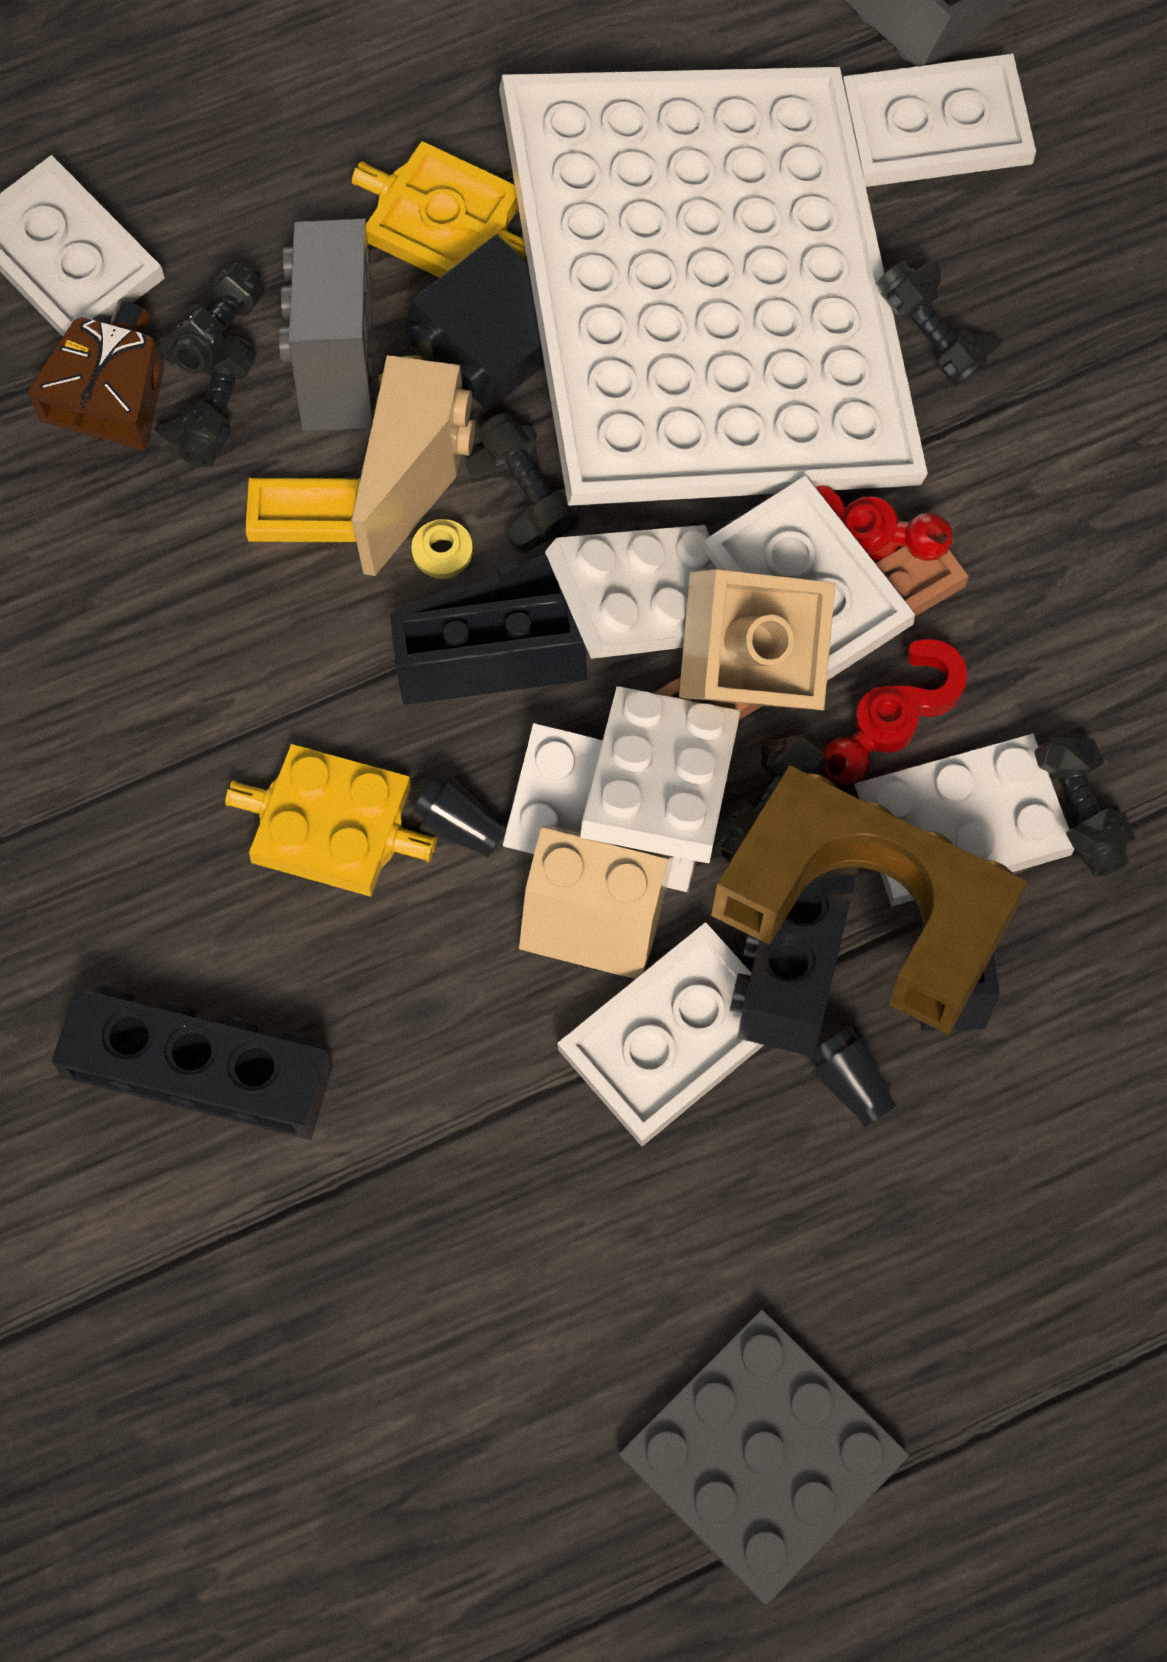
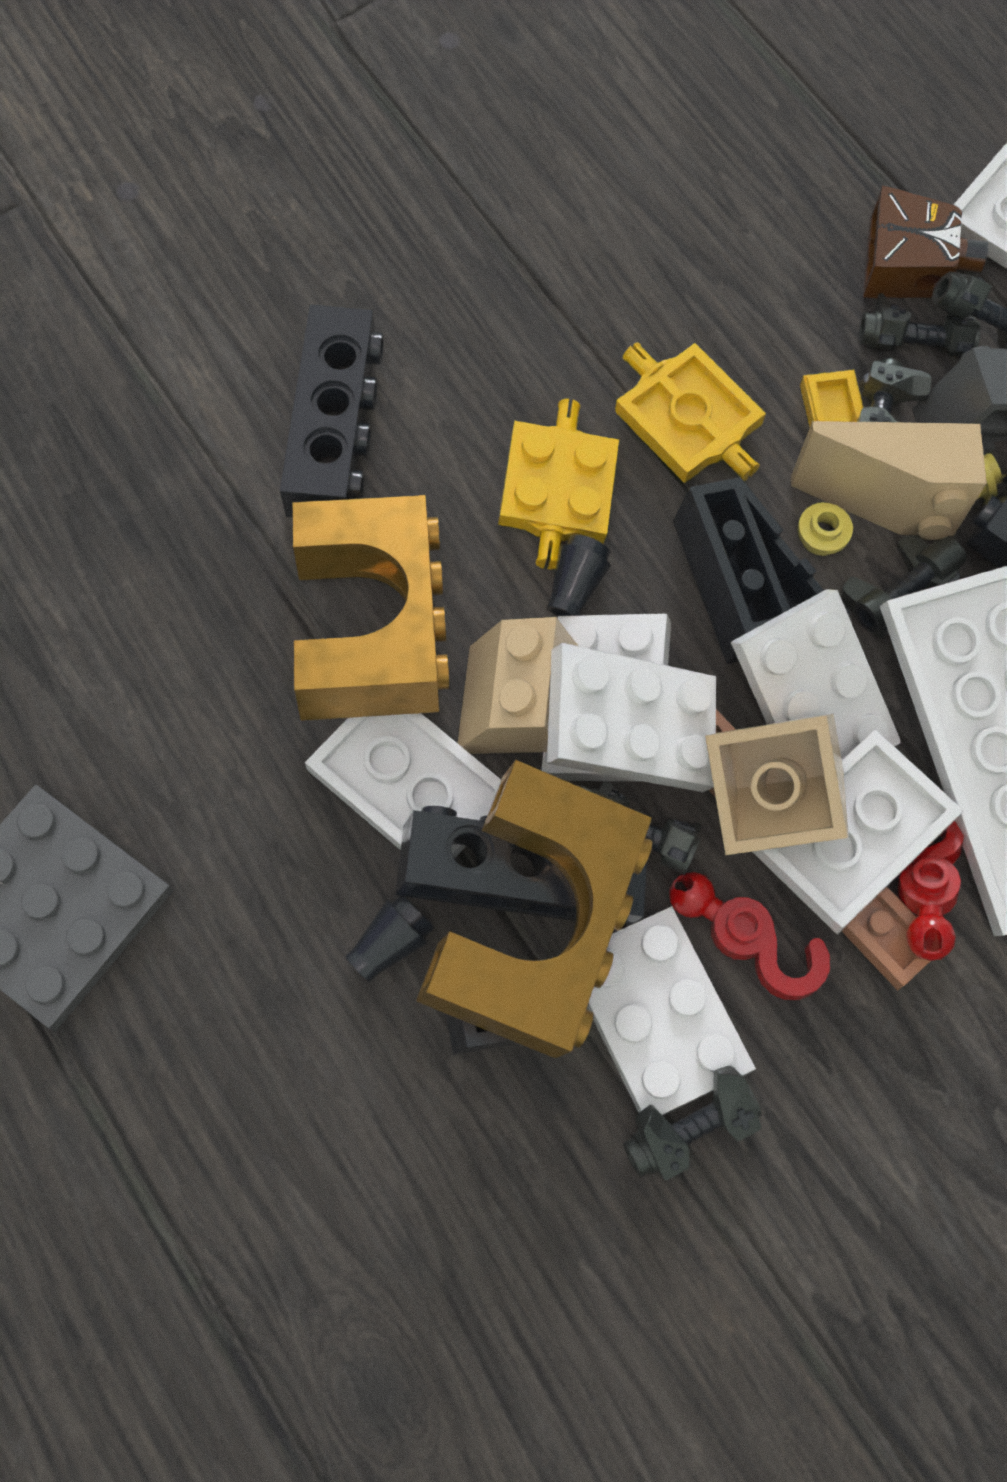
camera: 75 degrees right, 0 degrees up
(270, 661) = (689, 412): none -> yellow plate
(280, 448) = (888, 385): none -> pearl dark grey piece
(390, 1004) = (397, 665): none -> pearl gold arch

